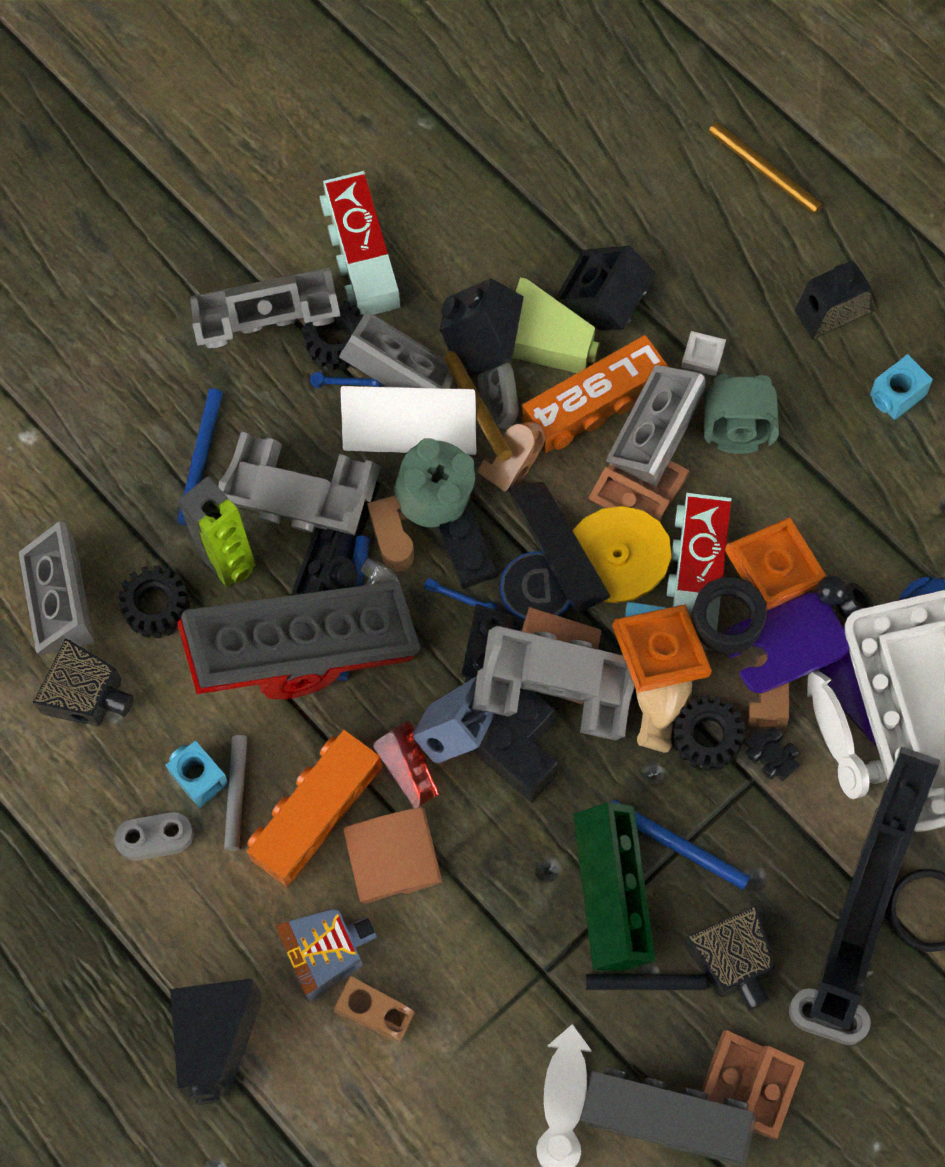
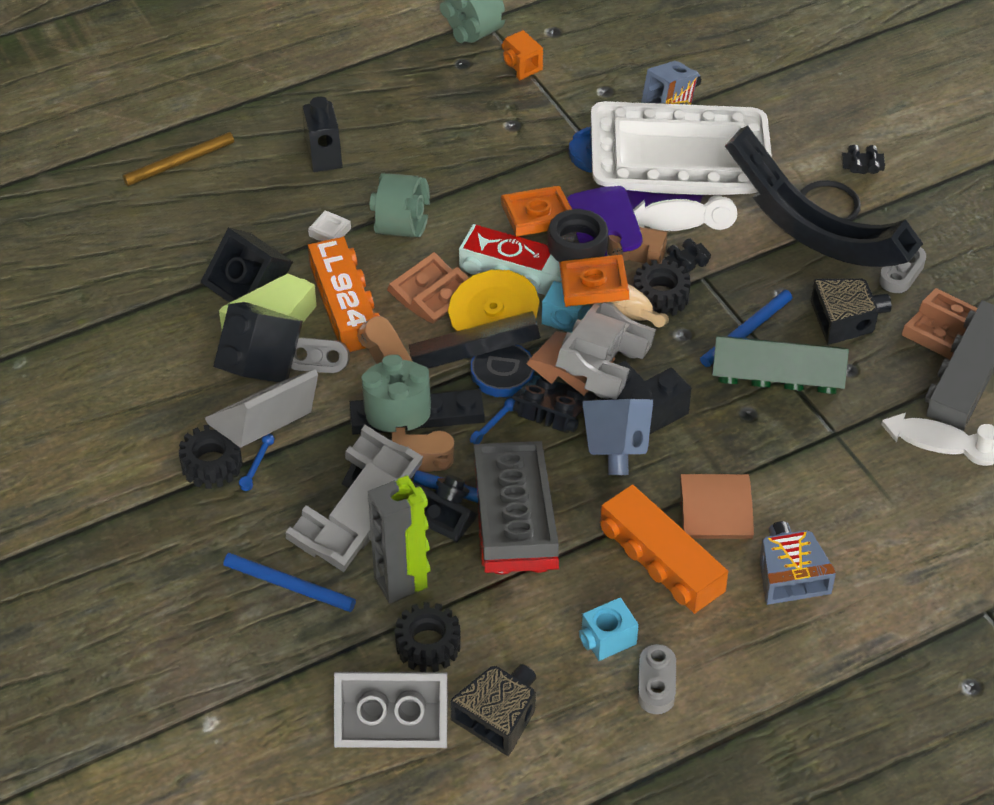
camera: 80 degrees left, 20 degrees down
(212, 1035) = (864, 646): black slope -> none
(235, 793) = (638, 611): light grey bar -> none
(262, 304) = (158, 507): light grey bracket -> none
(360, 243) = (126, 419): brick -> none
(373, 1010) = (850, 541): medium nougat leg -> none
(378, 572) = (459, 465): clear tile -> none
(402, 417) = (321, 412): white sticker -> none
(407, 764) = (632, 471): clear red slope -> none
(482, 414) = (331, 357): pearl gold bar -> none
(646, 982) = (855, 370): black bar -> none
(657, 423) = (394, 247): light grey slope -> none
(848, 598) = (573, 183): black plate -> none
(905, 374) = (409, 121): medium azure brick -> none

